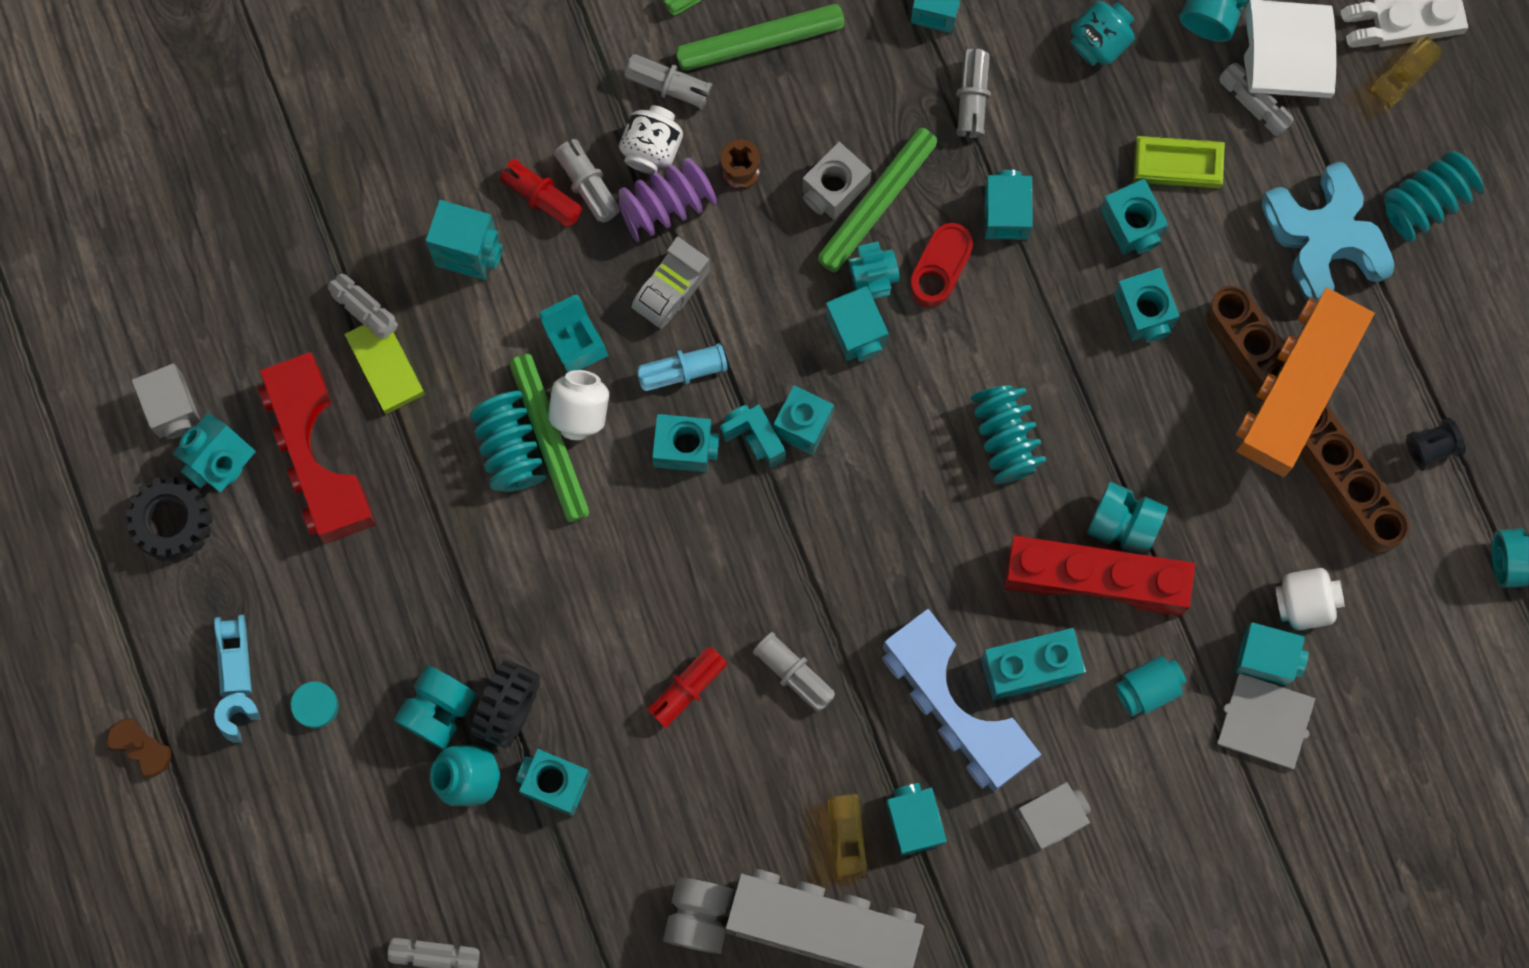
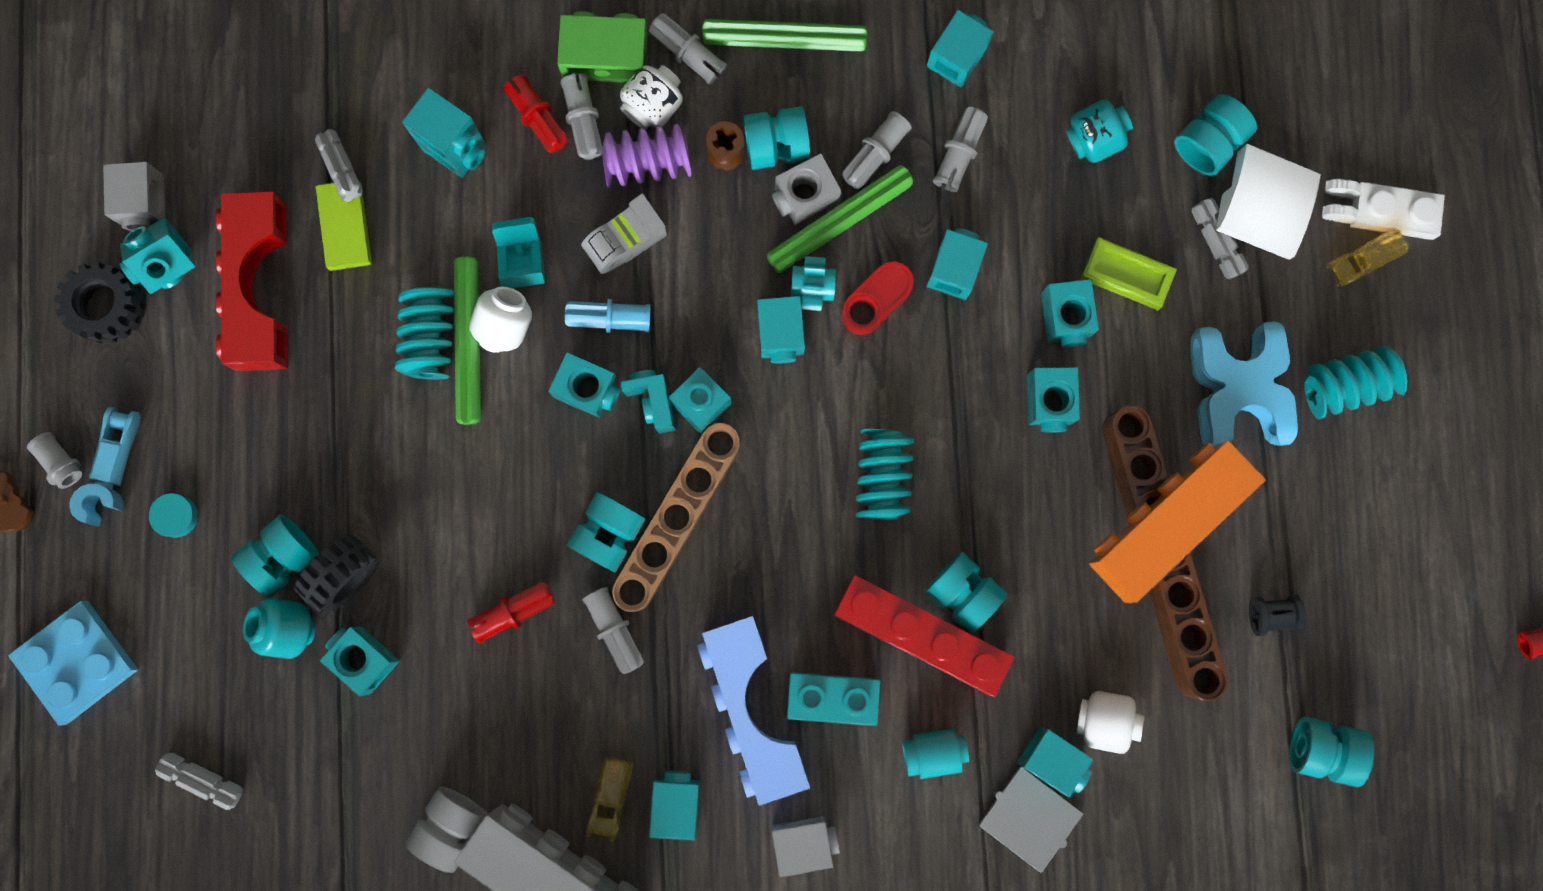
camera: 15 degrees right, 5 degrees up
(178, 689) = (55, 461): none -> light grey pin
(265, 882) = (73, 663): none -> medium azure plate
(585, 106) = (602, 46): none -> bright green brick
(760, 562) = (614, 518): none -> teal wheel
(789, 140) = (777, 137): none -> teal wheel
(817, 520) = (675, 539): none -> medium nougat beam
(890, 121) = (876, 150): none -> light grey axle

